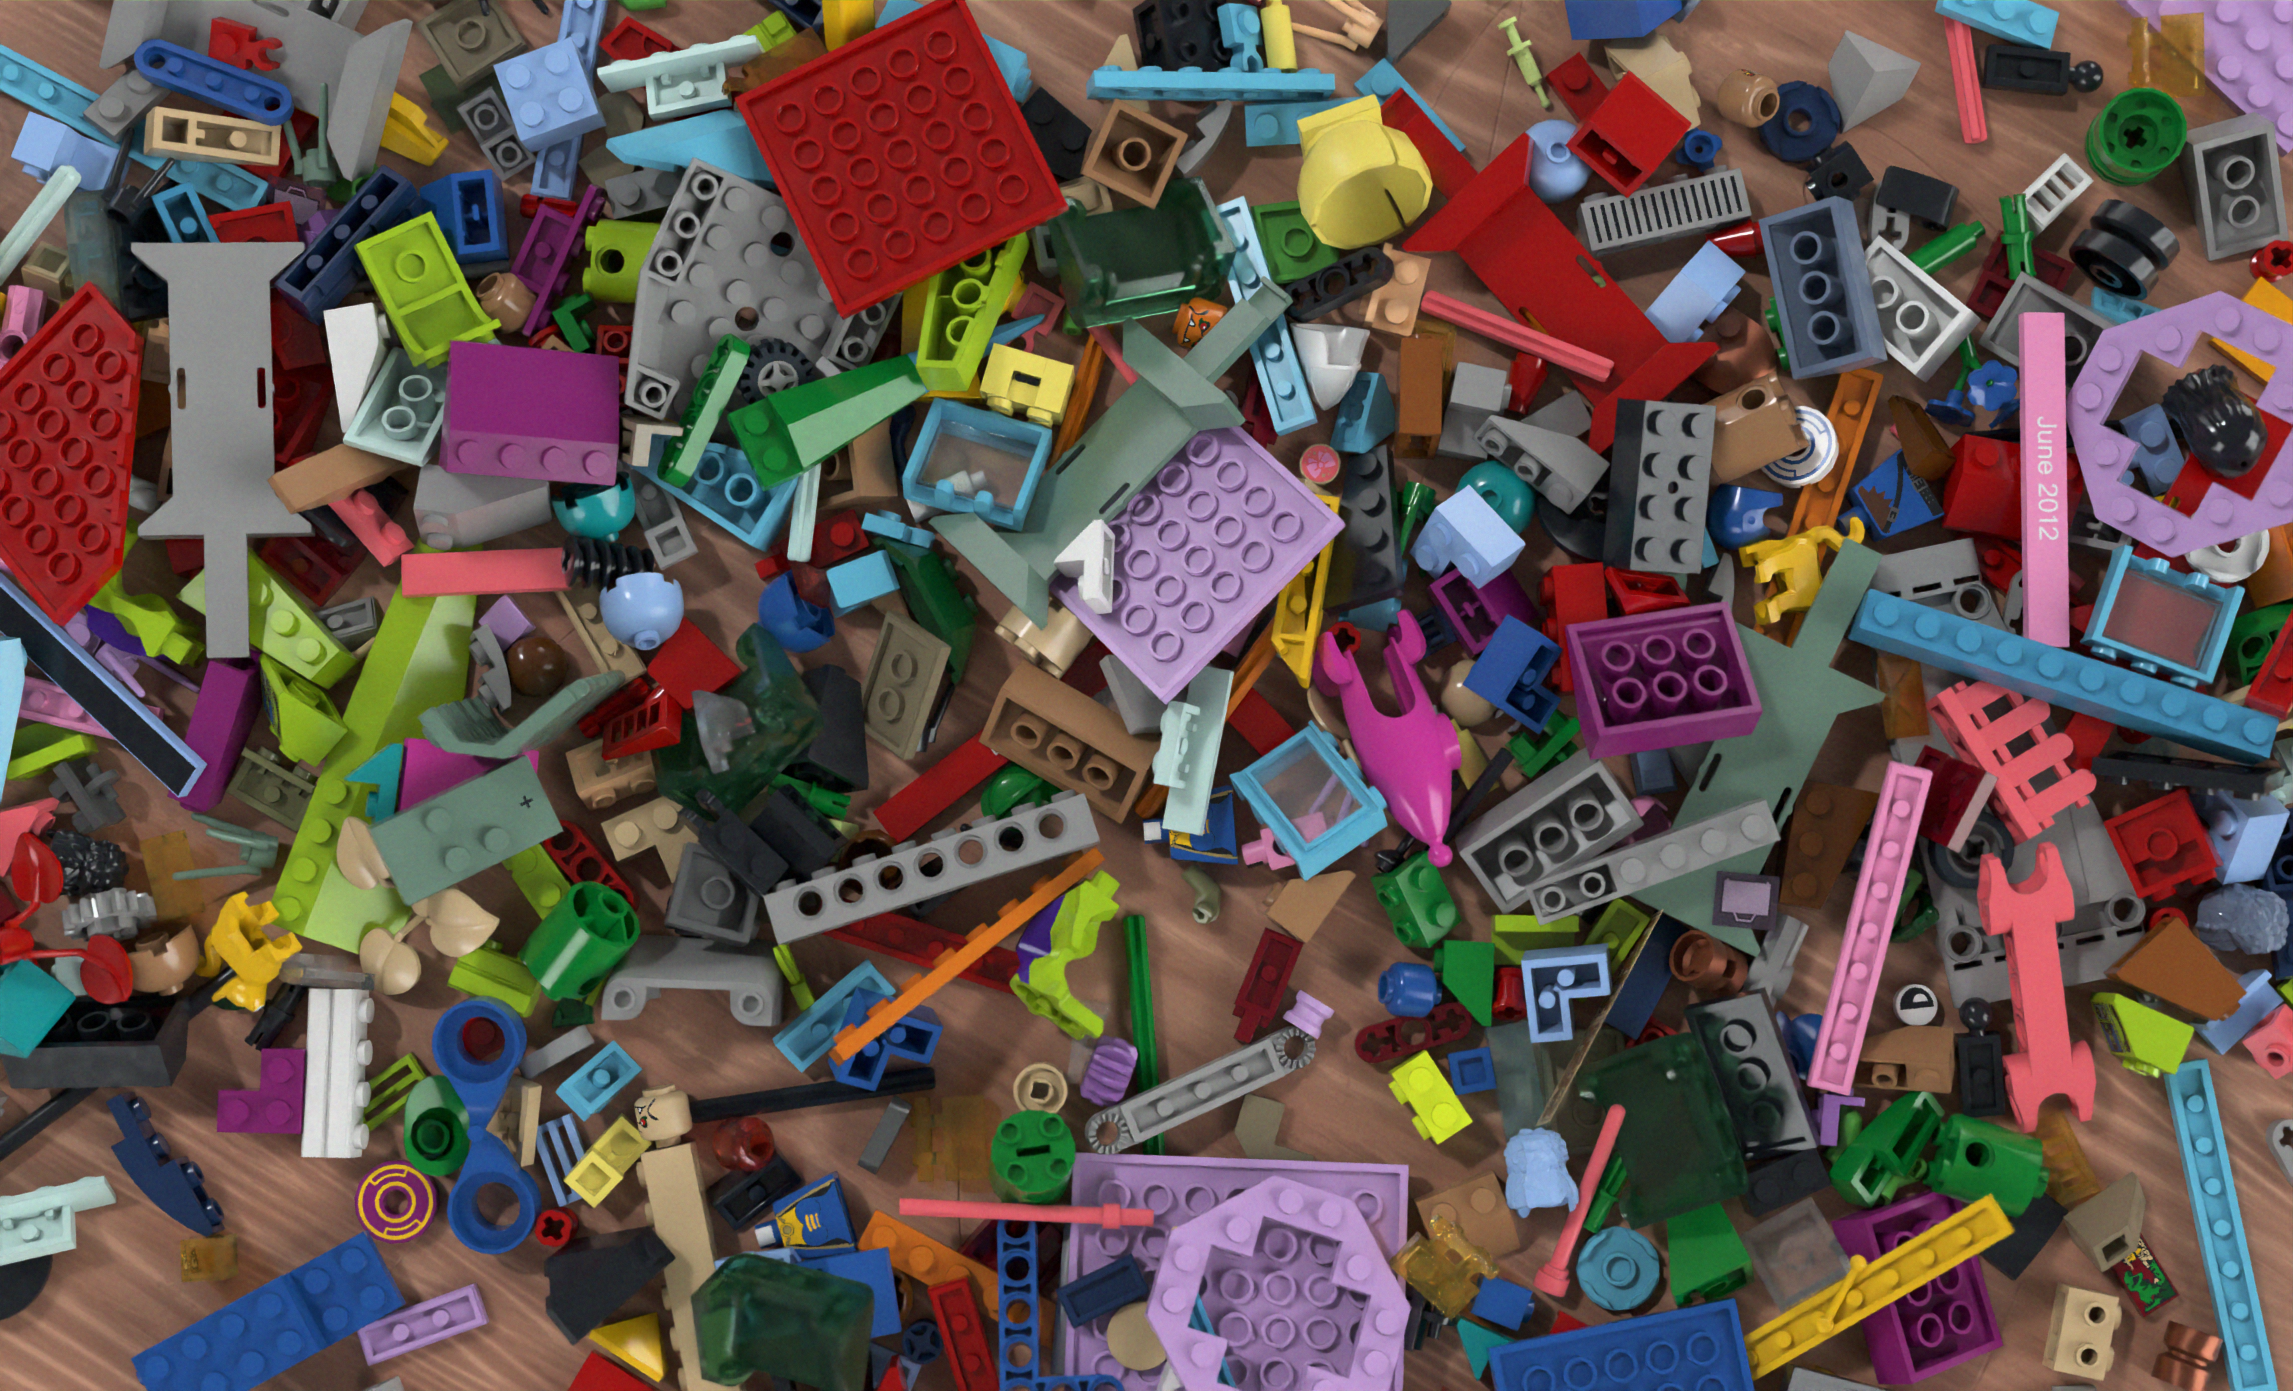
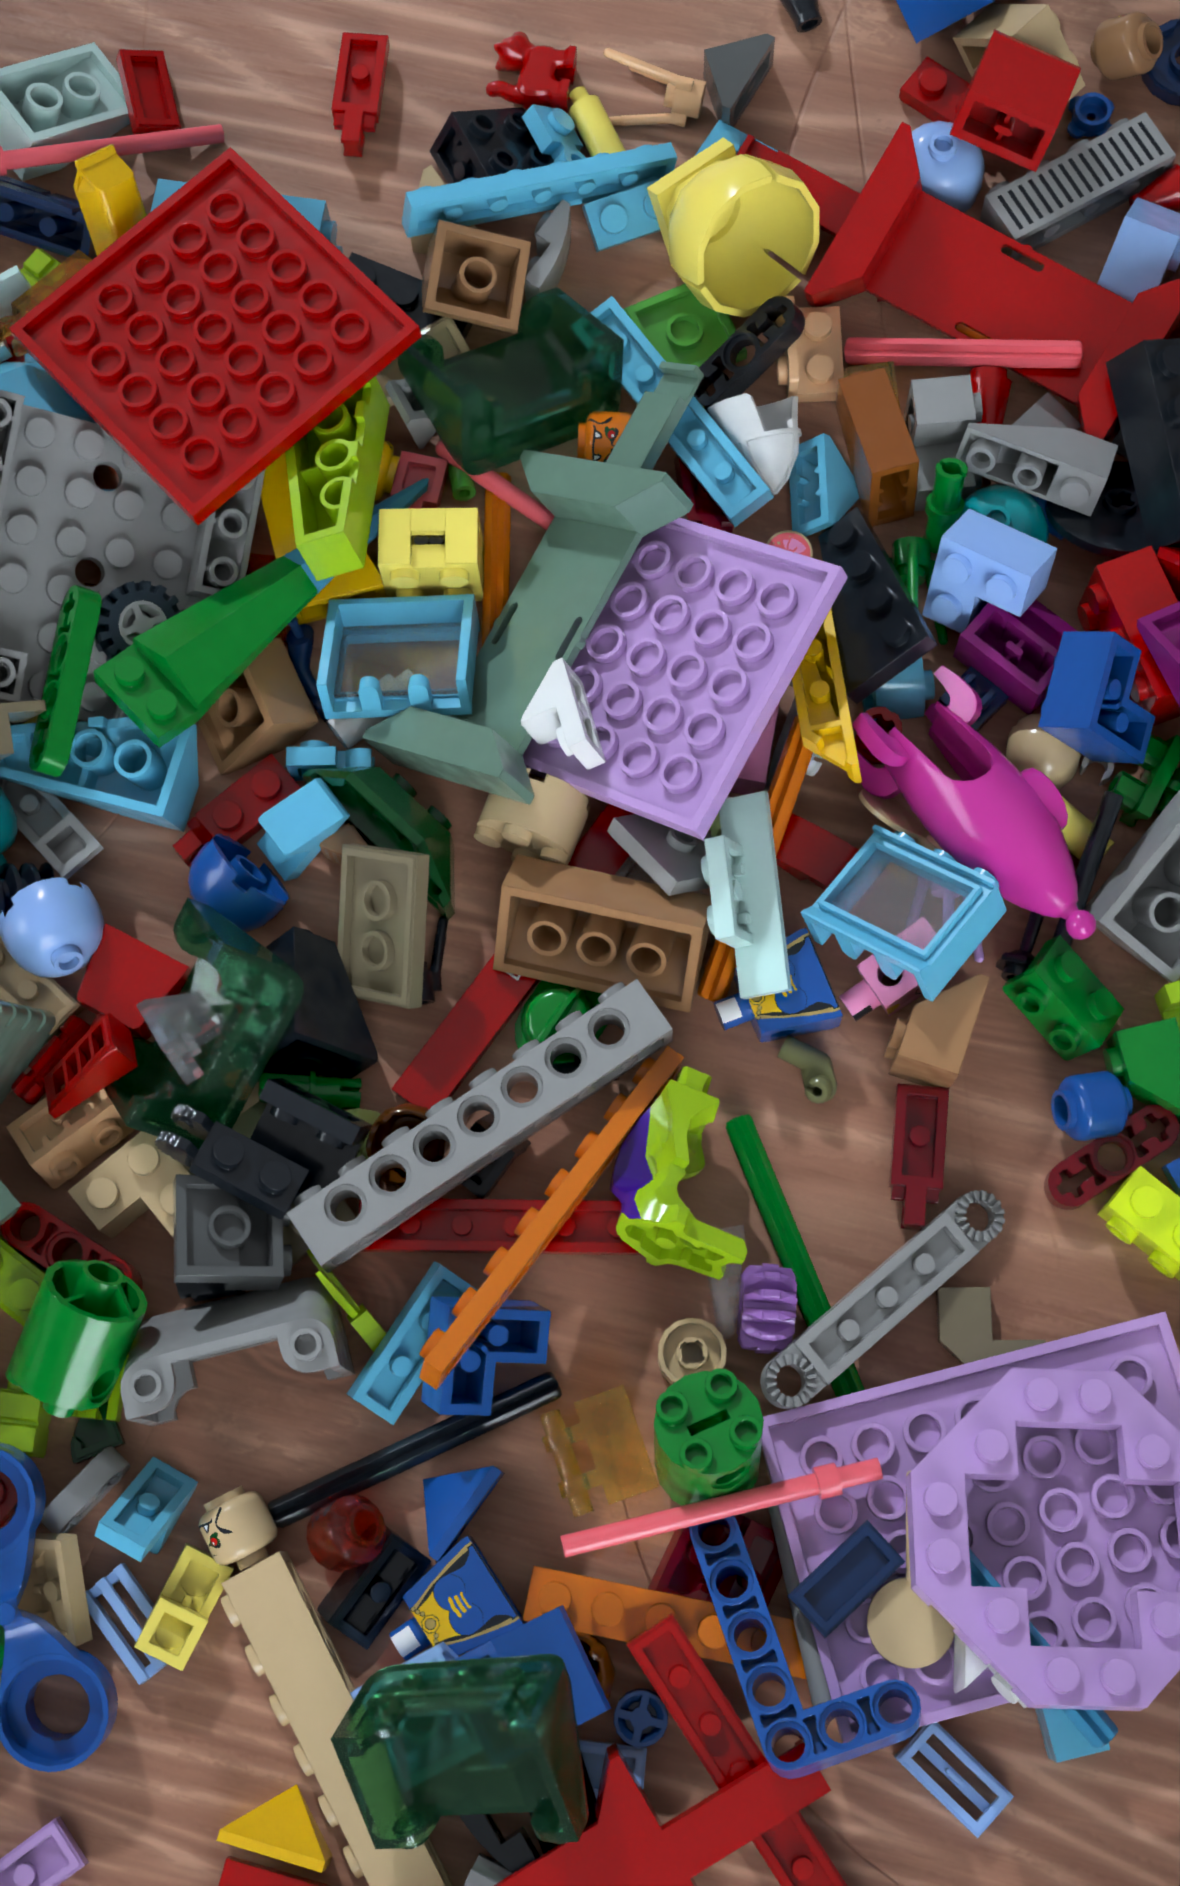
camera: 15 degrees left, 10 degrees down
(546, 1219) = (125, 1709): red bush -> none
(599, 1275) = (212, 1756): black slope -> none
(804, 516) = (215, 769): light aqua axle -> none
(811, 584) = (247, 844): clear red slope -> none
(829, 1143) = (452, 1504): none -> blue slope
(885, 1135) = (517, 1471): dark grey beam -> none
(1308, 1014) = (982, 1169): lavender wheel -> none
(1455, 467) = (945, 502): none -> green pin
(1524, 59) = (870, 80): yellowish green piece -> none

